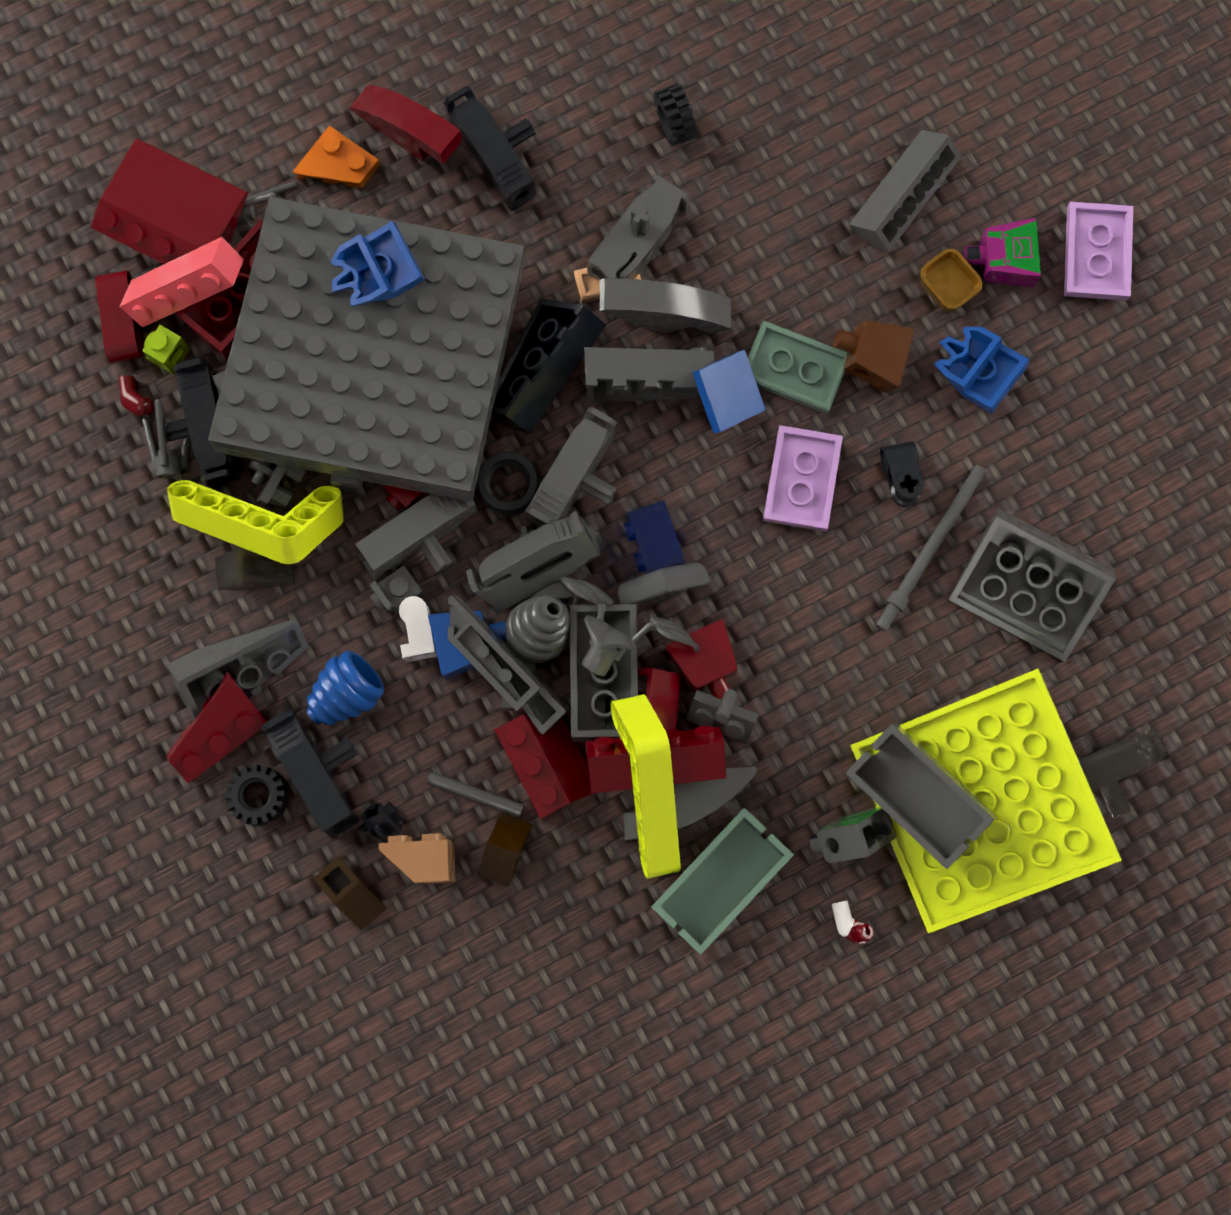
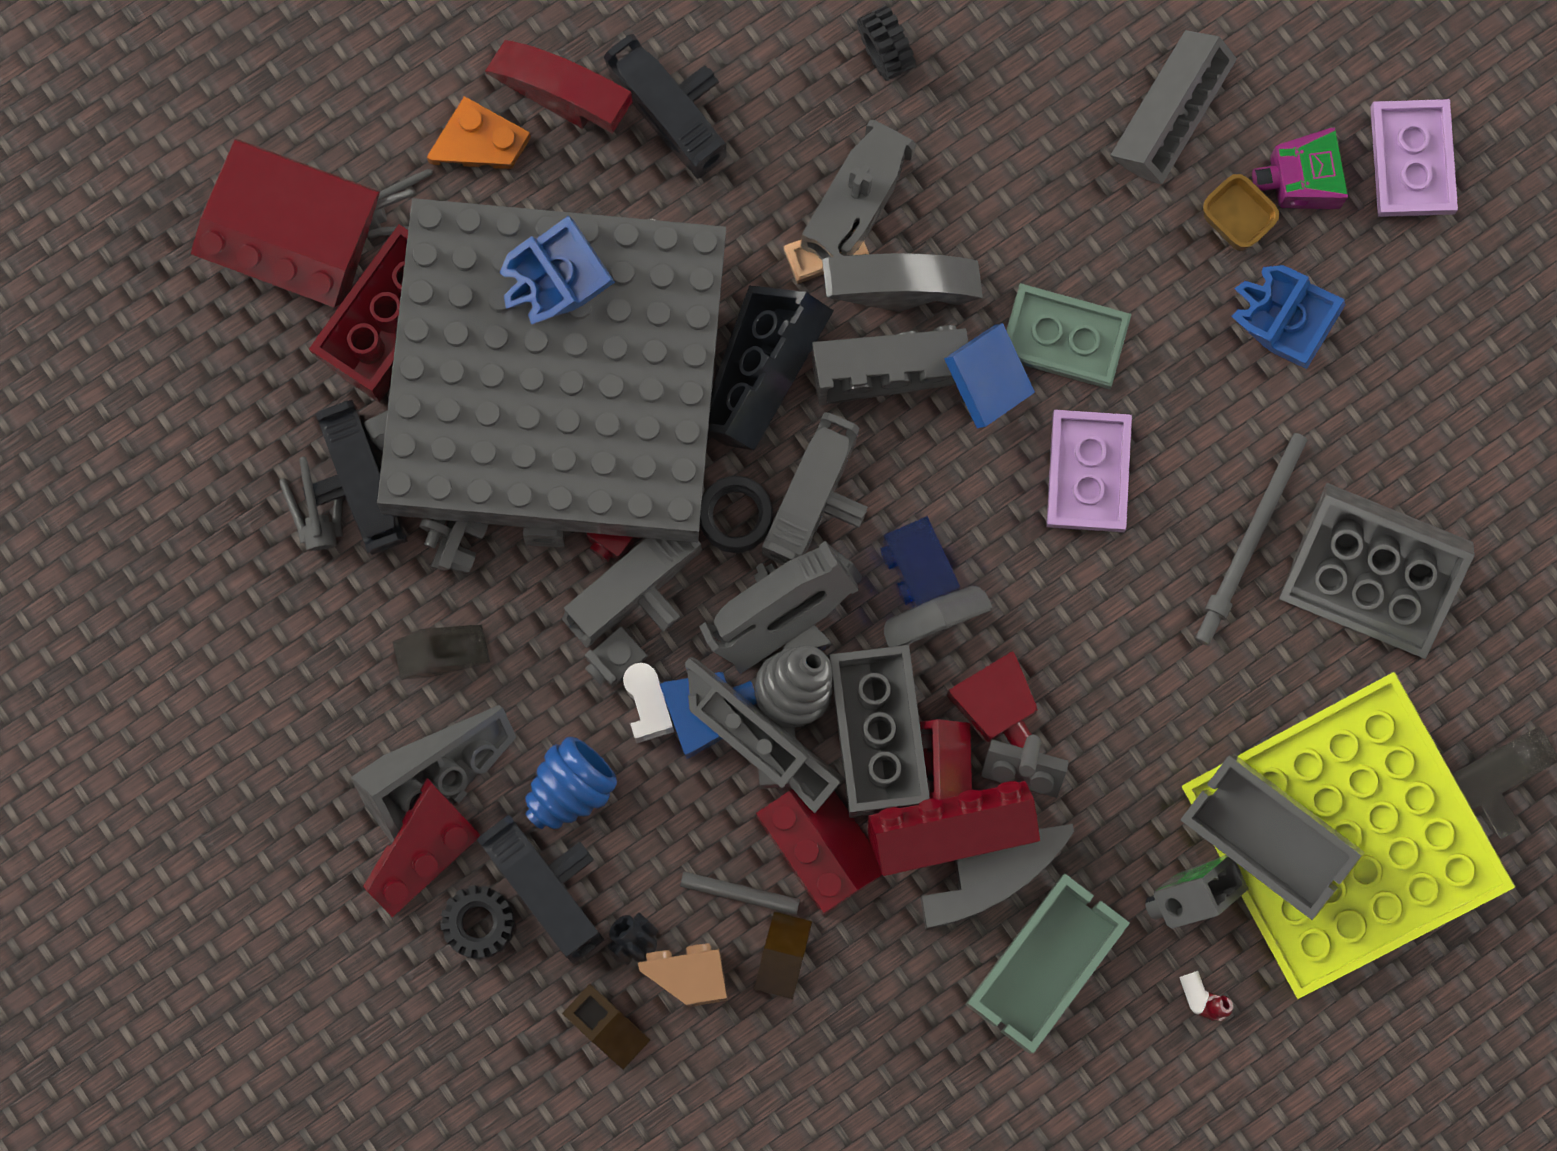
camera: 10 degrees left, 0 degrees up
(119, 331) = (236, 358): dark red beam -> none
(131, 400) = (265, 459): dark red arm -> none
(161, 346) = (299, 393): lime brick -> none
(182, 282) = (315, 312): coral brick -> none
(257, 529) = (437, 601): neon yellow beam -> none
(606, 639) = (885, 695): dark grey plant -> none
(652, 784) = (955, 857): neon yellow beam -> none
(876, 353) = (1161, 310): reddish brown torso -> none
(902, 467) = (1207, 444): black piece -> none

